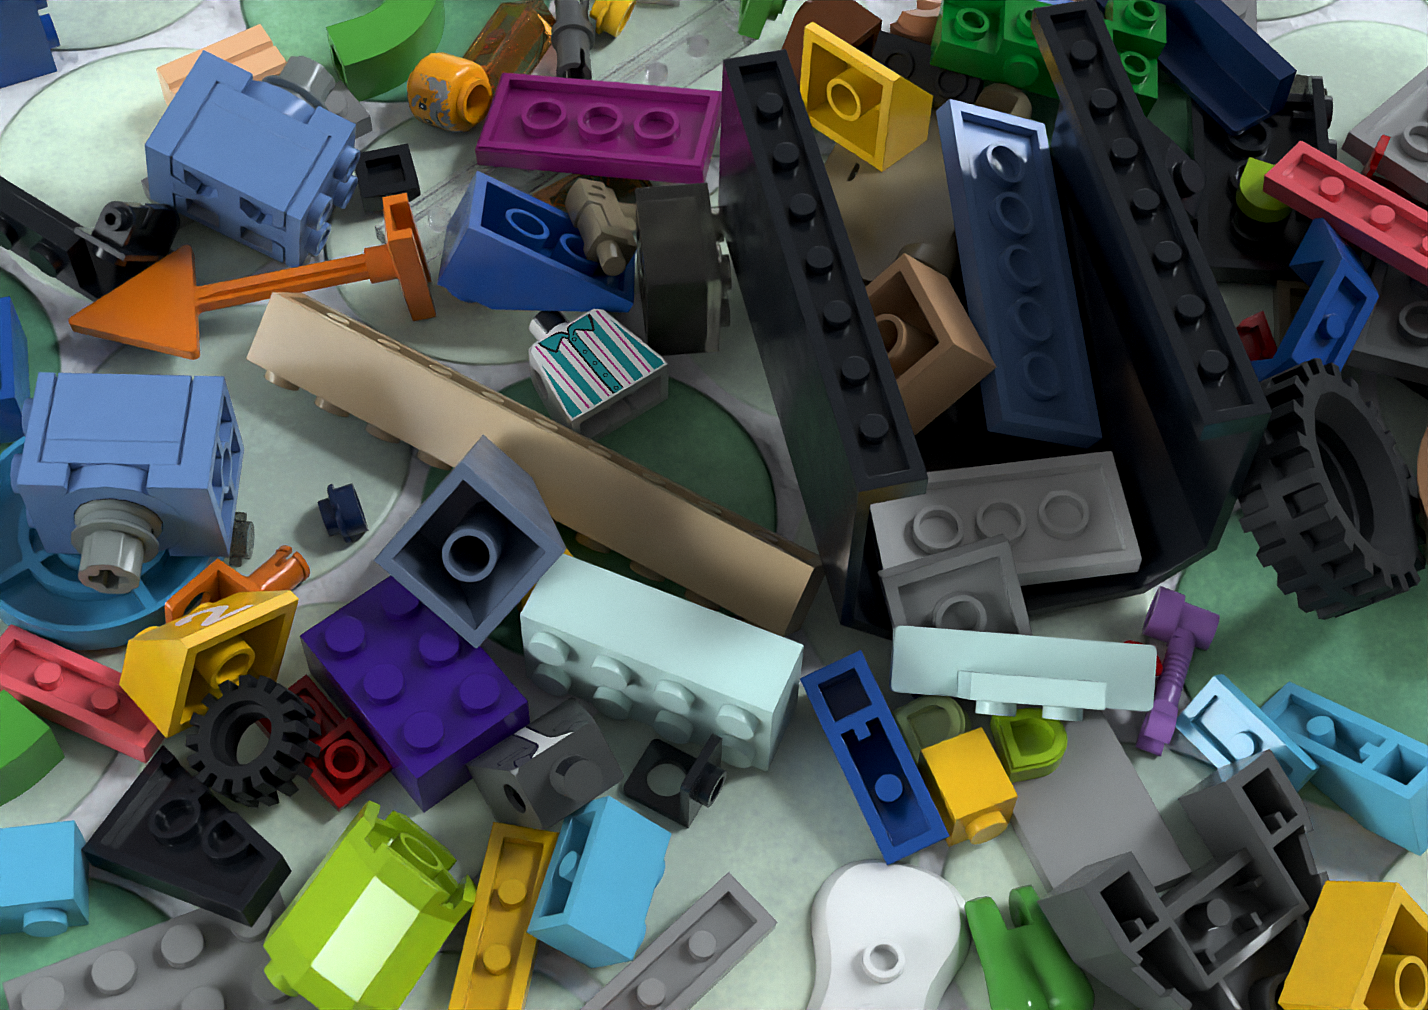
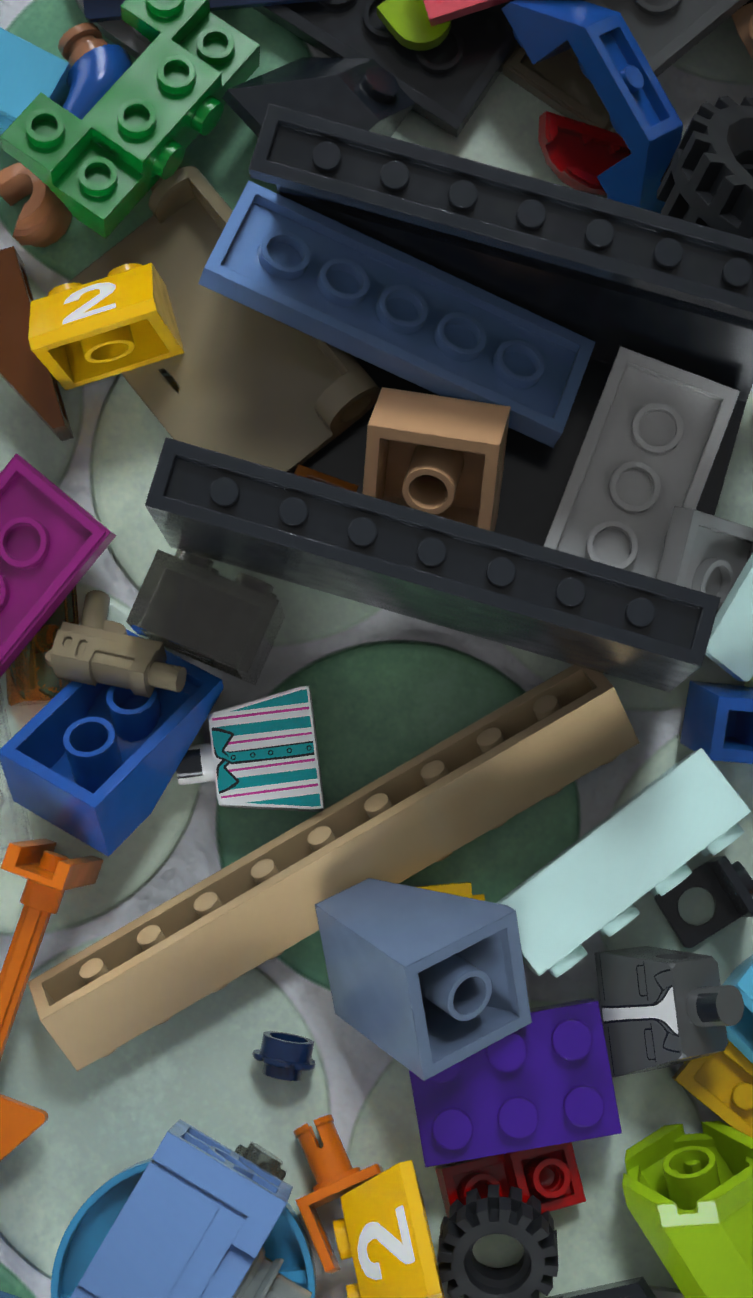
camera: 55 degrees left, 25 degrees up
(912, 62) = (80, 254): black hinge -> none

